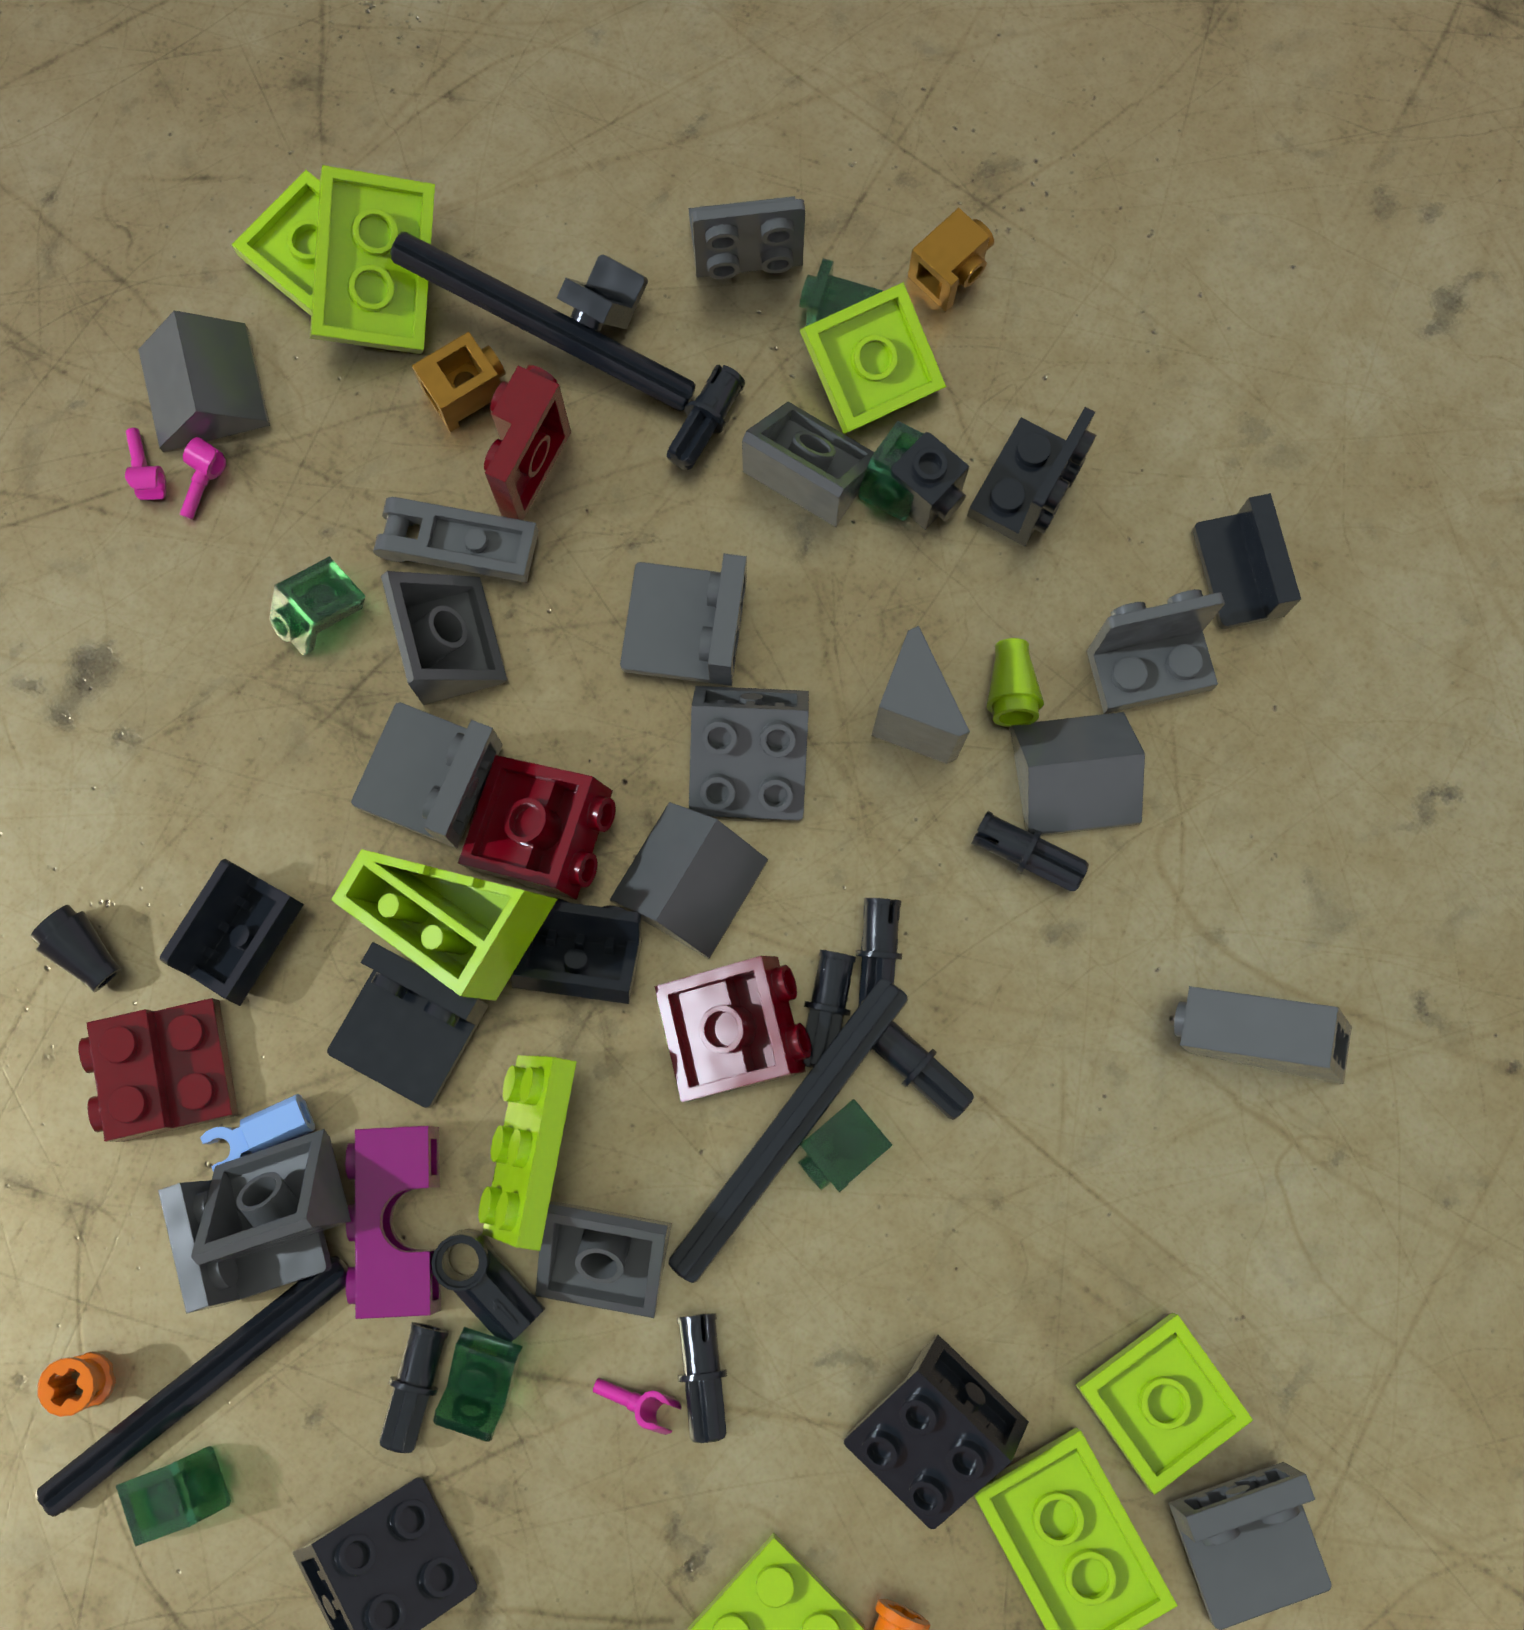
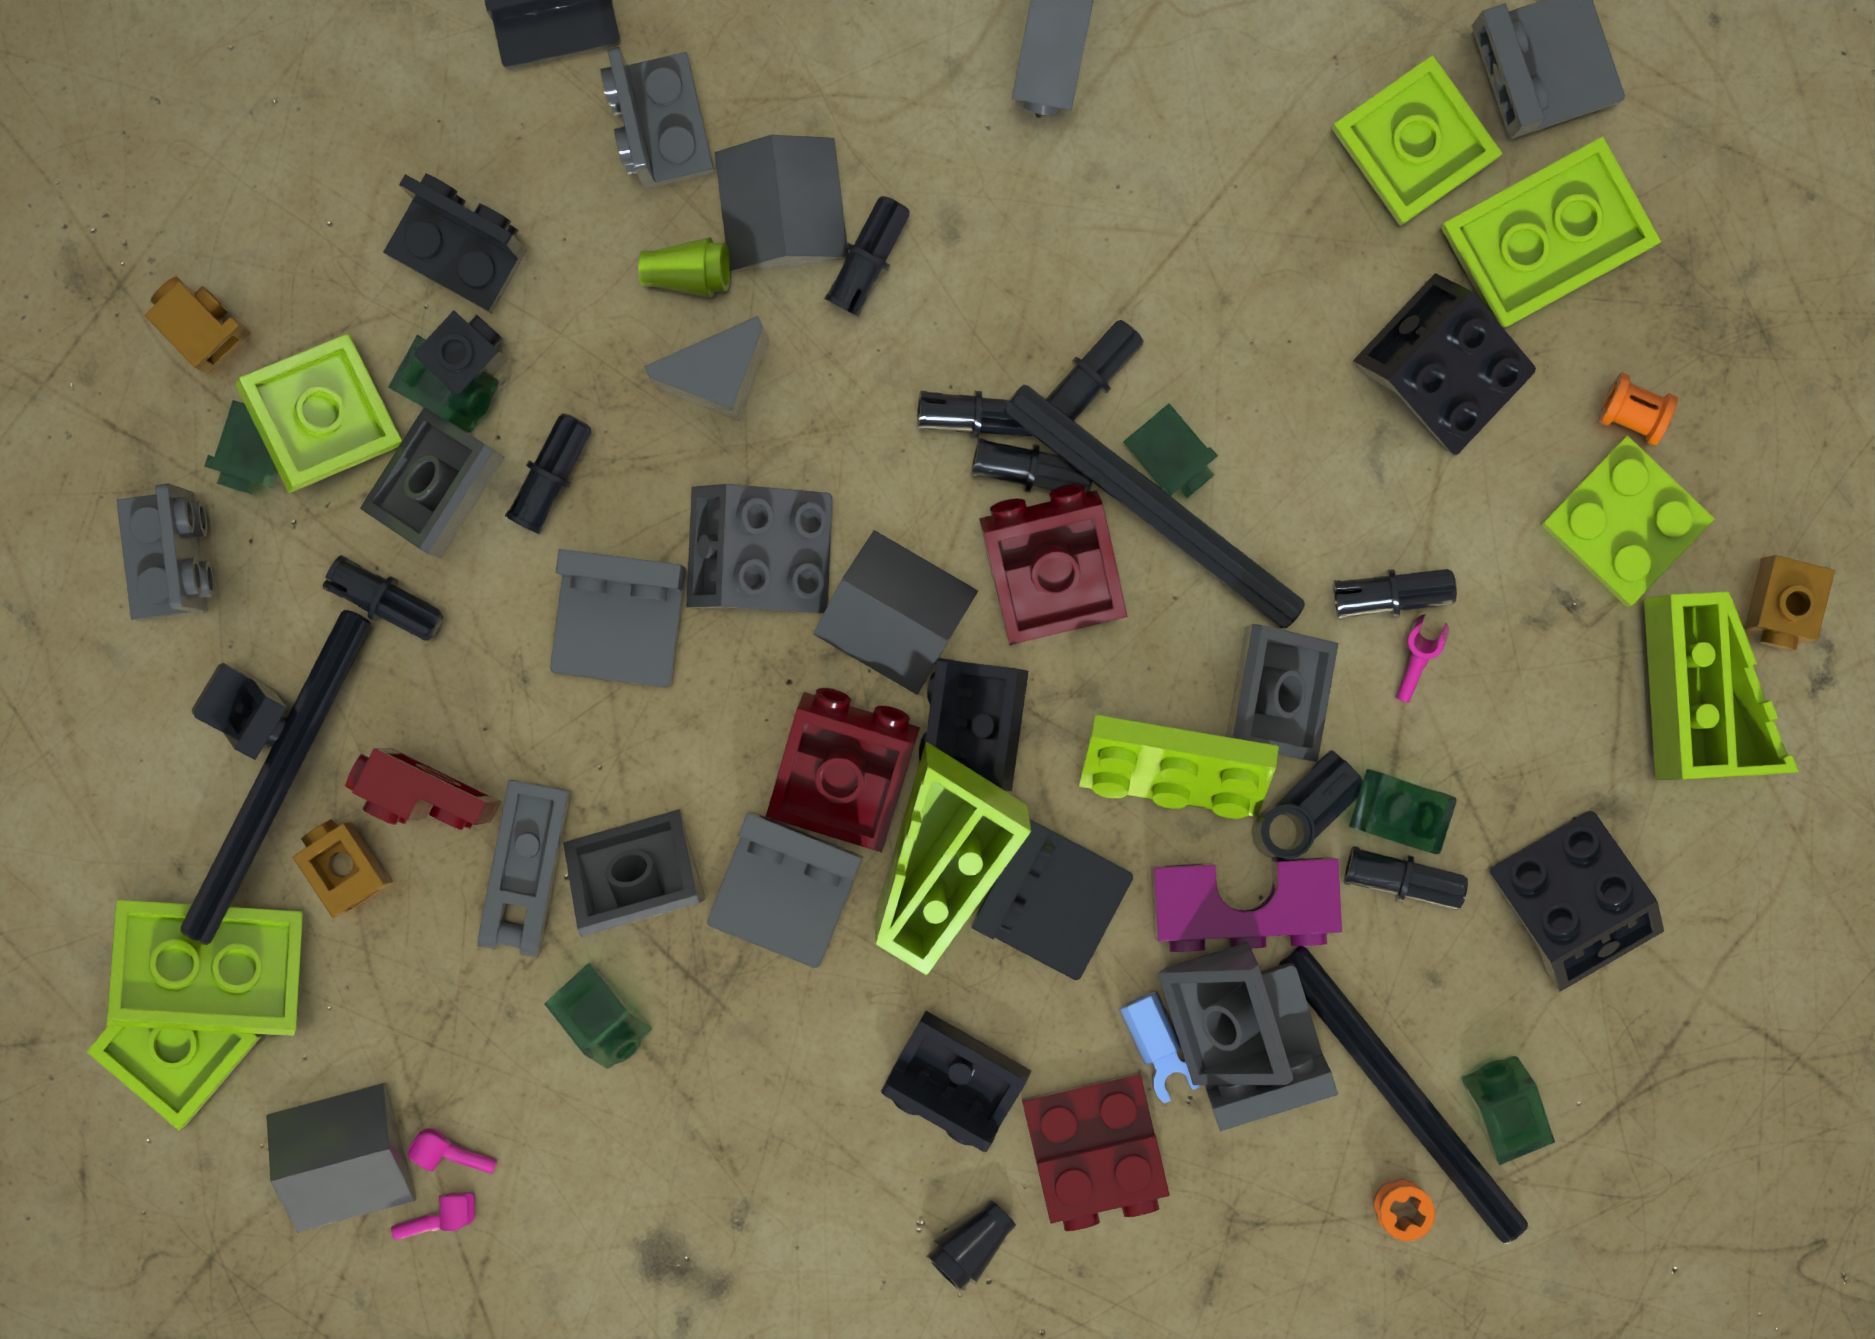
camera: 85 degrees left, 10 degrees up
(819, 561) = (549, 473): none -> black axle

